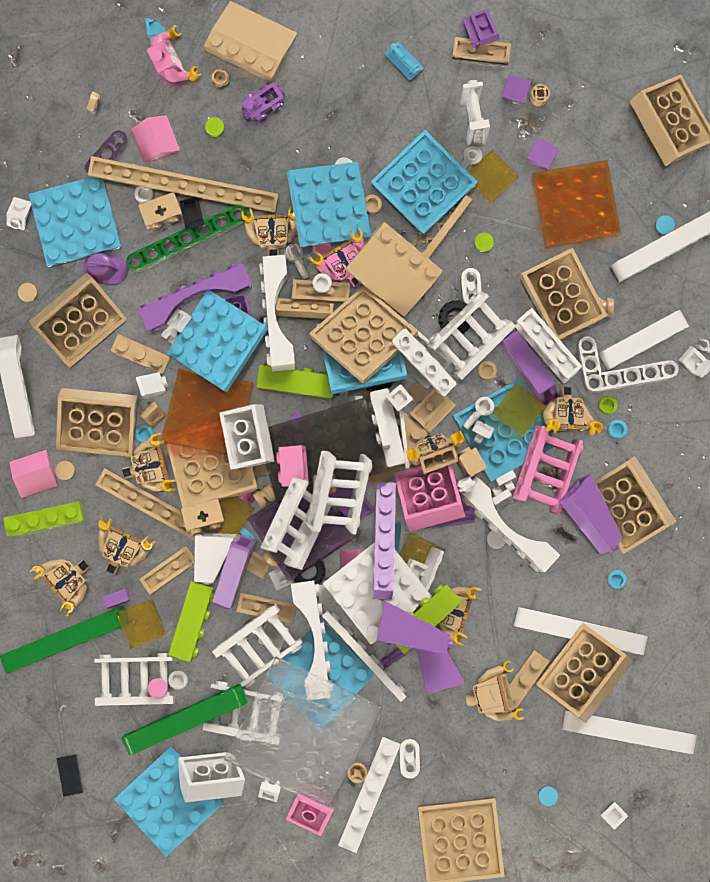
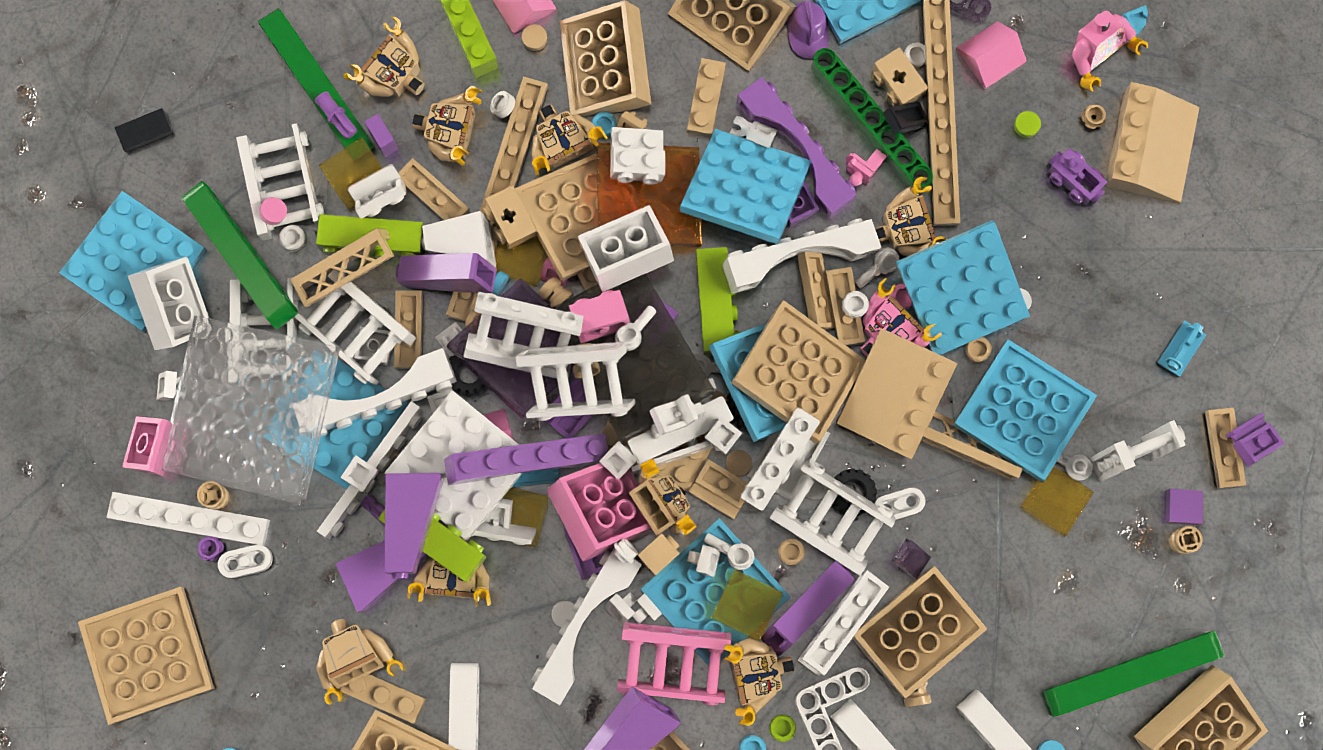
camera: 75 degrees right, 5 degrees down
(96, 627) = (336, 115): none -> medium lavender axle
(112, 504) = (502, 104): none -> white tile
(152, 385) = (667, 116): white slope -> none
(160, 608) = (377, 191): none -> white bracket
(177, 413) = (637, 155): none -> white plate
(208, 652) = (339, 261): none -> tan fence
(223, 252) = (861, 170): none -> bright pink piece
(312, 447) = (631, 332): none -> white plate
(368, 662) = (360, 474): none -> white plate
(381, 428) = (674, 415): none -> white bracket
(399, 475) = (618, 460): none -> white tile
(399, 782) = (204, 552): none -> medium lavender plate
(484, 242) = (964, 509): lime tile -> none
(512, 287) = (911, 559): none -> clear purple bracket
(542, 154) = (1105, 562): medium lavender piece -> none
(576, 203) = (1049, 624): clear orange plate -> none
(623, 155) = (1134, 673): none -> green beam

